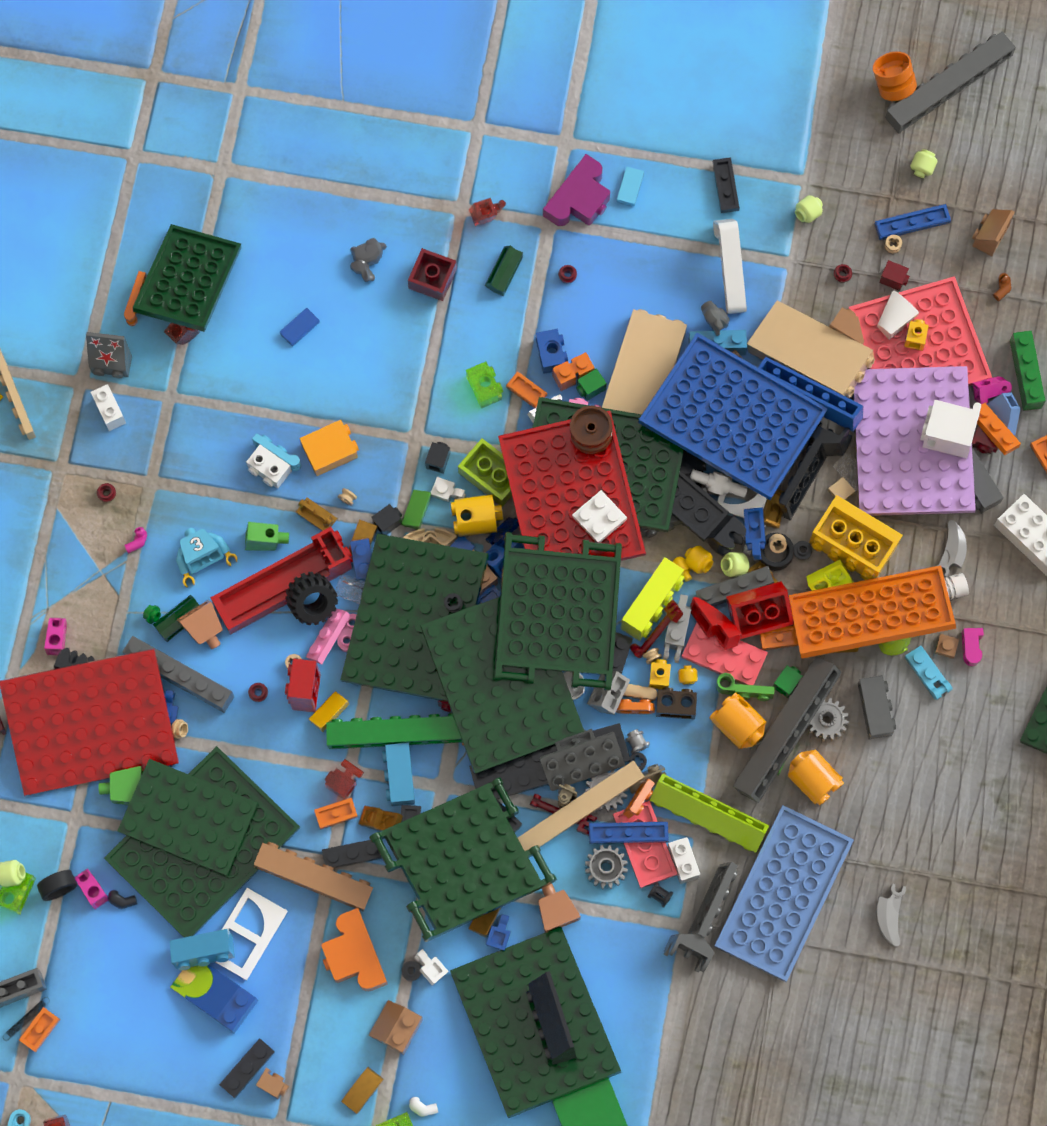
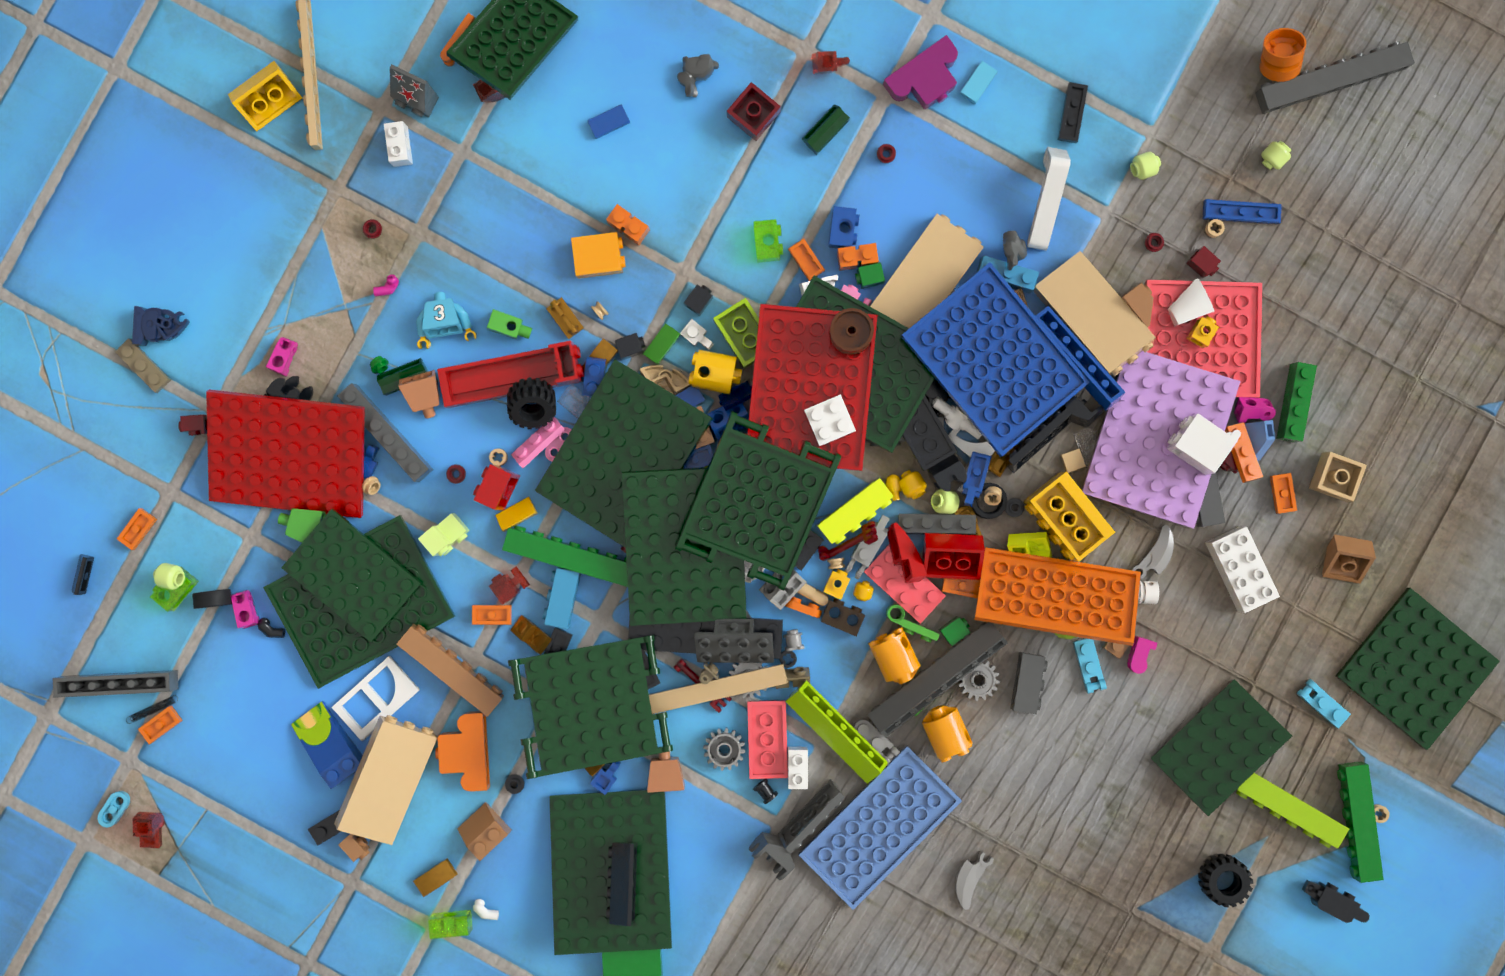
camera: 20 degrees right, 15 degrees up
(202, 949) = (327, 703): dark azure brick -> none
(266, 751) = (444, 535): none -> yellowish green brick
(268, 466) = (534, 255): white brick -> none
(279, 451) = (547, 244): medium azure plate -> none
(283, 1003) = (385, 780): none -> tan brick
(350, 854) = (493, 655): black plate -> none
(357, 411) = (634, 228): none -> orange piece
(432, 969) = (533, 789): white plate -> none
(453, 597) = (663, 451): black bush -> none
(628, 832) = (755, 725): blue tile -> none
(643, 793) = (775, 698): orange plate -> none
(751, 809) = (876, 739): none -> light grey plate
(992, 231) = (1318, 248): medium nougat slope -> none
(1004, 286) = (1306, 308): dark orange arm -> none

